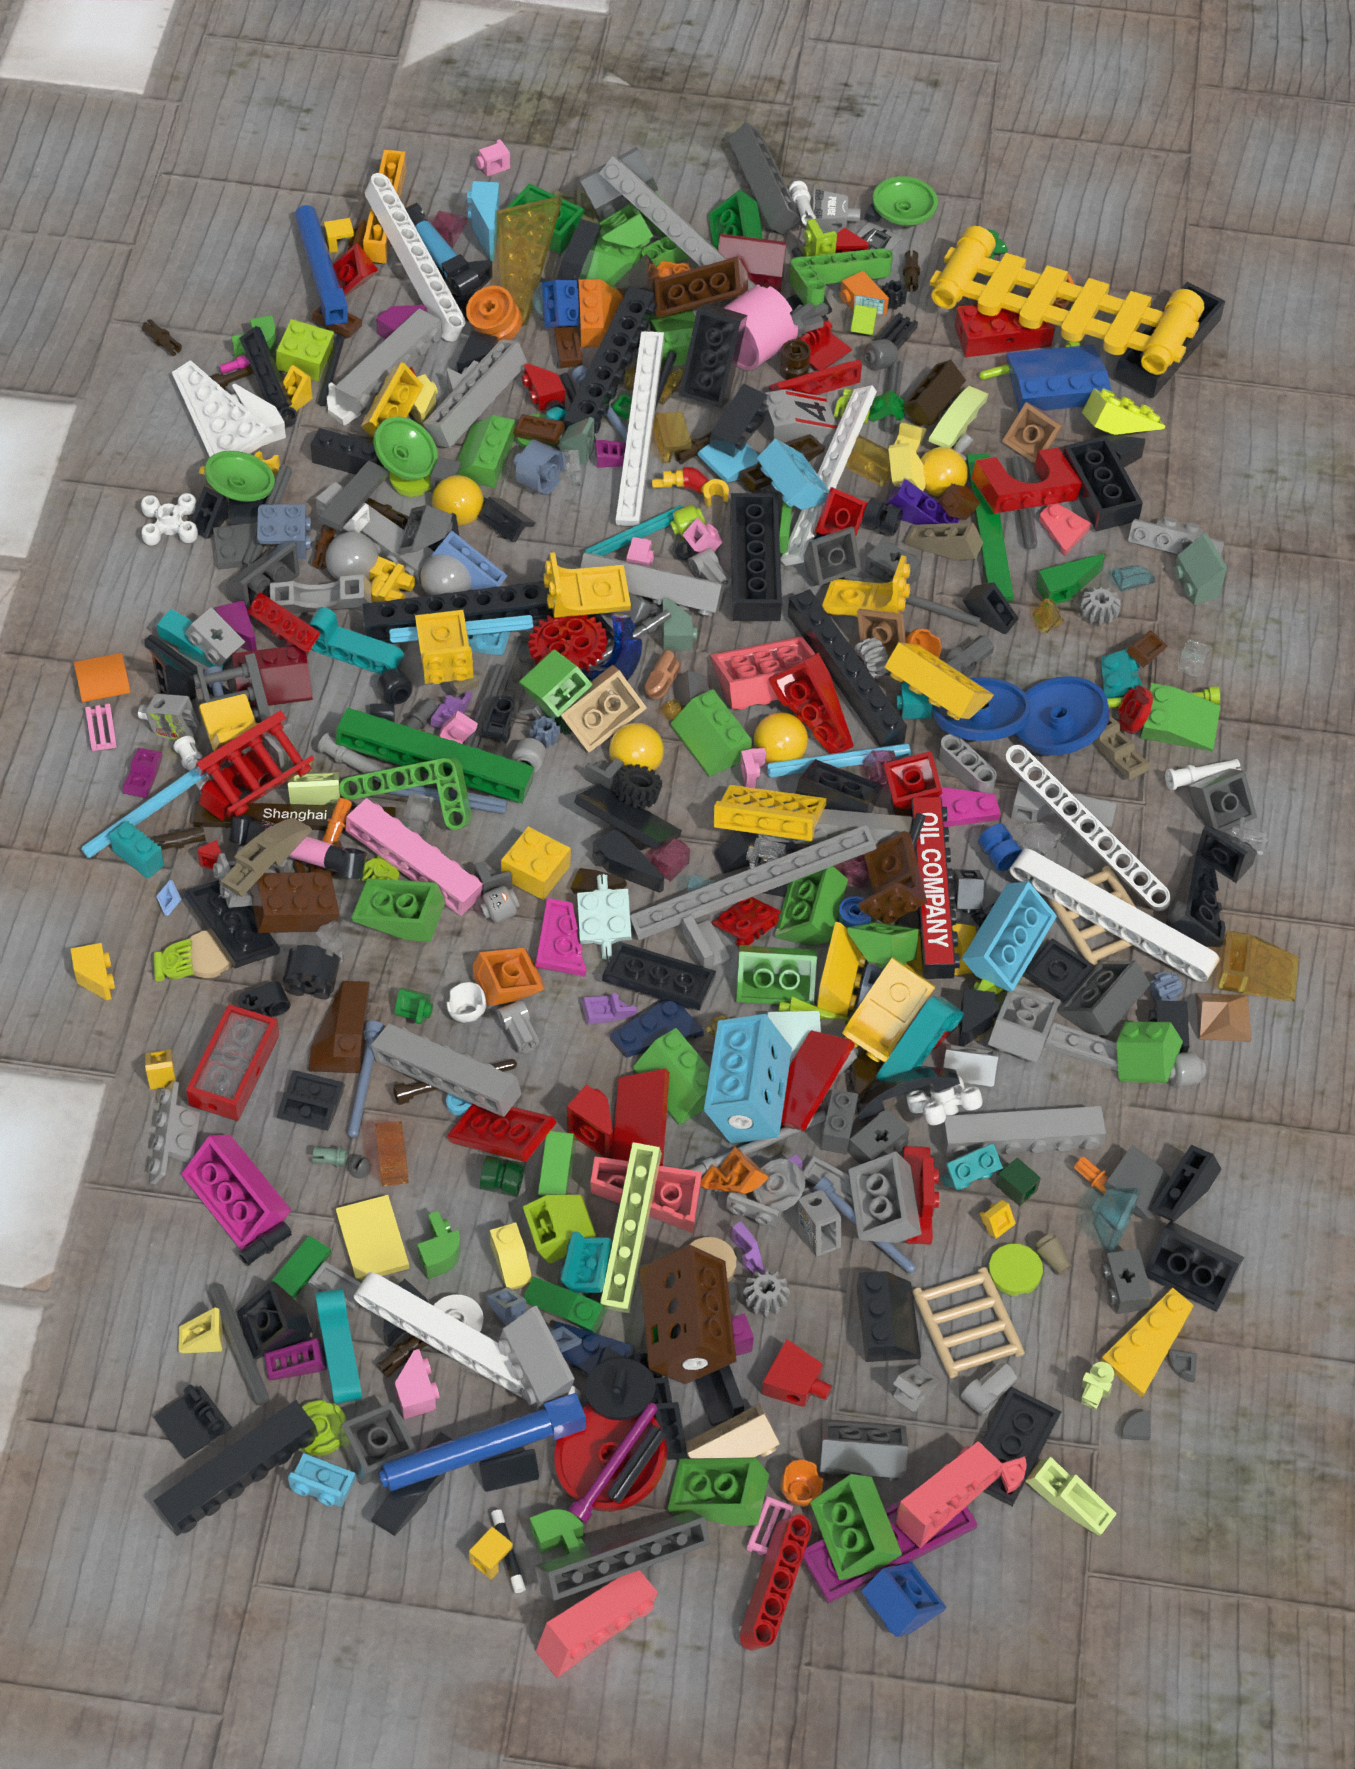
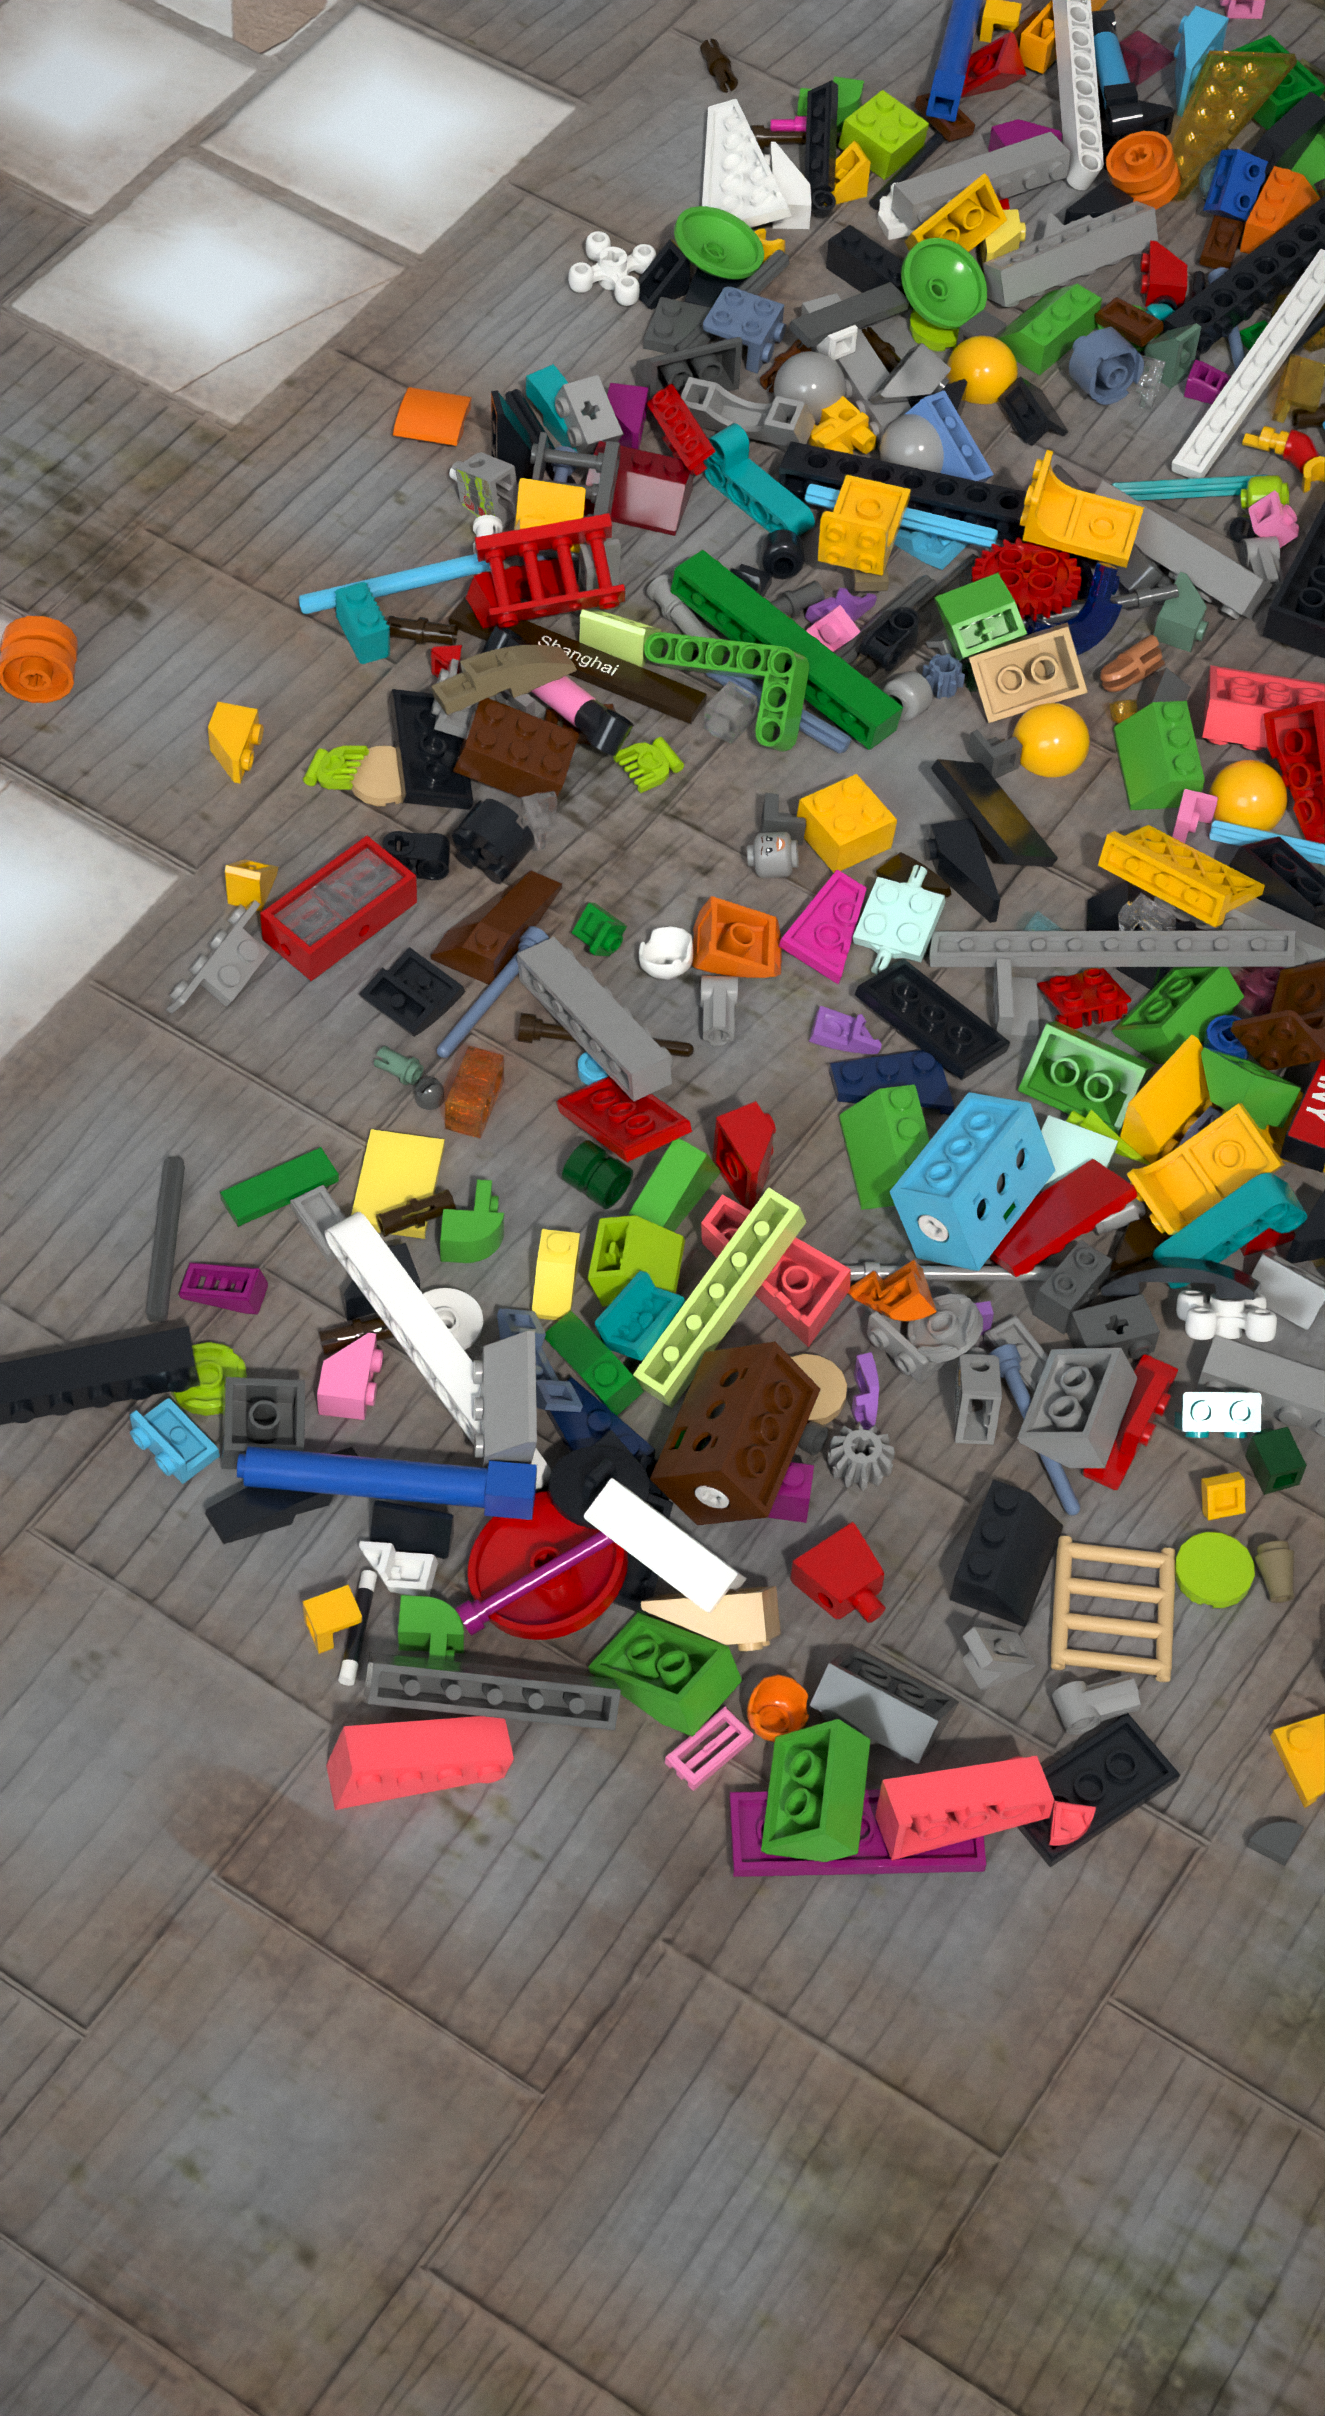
camera: 25 degrees right, 0 degrees up
(99, 712) = (405, 455): bright pink tile -> none
(143, 772) = (422, 542): magenta slope -> none
(169, 897) = (372, 693): light blue slope -> none
(192, 1421) = (59, 1304): black hinge -> none
(202, 1333) = (129, 1207): light yellow slope -> none
(234, 1190) = (260, 1058): dark pink slope -> none
(264, 1243) = (262, 1134): black pin -> none
(273, 1320) = (220, 1227): black slope -> none
(337, 821) = (623, 680): orange axle -> none
(338, 1346) = (283, 1288): teal beam -> none
(398, 1254) = (391, 1220): none -> dark brown pin
(400, 908) = (646, 811): bright green slope -> none
(413, 855) = (695, 757): bright pink brick -> none
(515, 1500) = (401, 1571): none -> white slope
(636, 1464) = (568, 1587): black axle -> none
(638, 786) = (1027, 782): black tyre -> none
(640, 552) = (1183, 509): bright pink brick -> none
(641, 1112) = (821, 1168): red tile -> none
(671, 859) = (1024, 886): clear pink brick -> none
(685, 1411) = (662, 1546): none -> white panel
(720, 1395) = (737, 1546): black panel -> none
(766, 1591) = (657, 1820): red beam -> none
(902, 1598) = (835, 1914): blue slope -> none
(1070, 1495) = (1135, 1887): yellowish green slope -> none
(1097, 1384) = (1244, 1760): yellowish green hips -> none

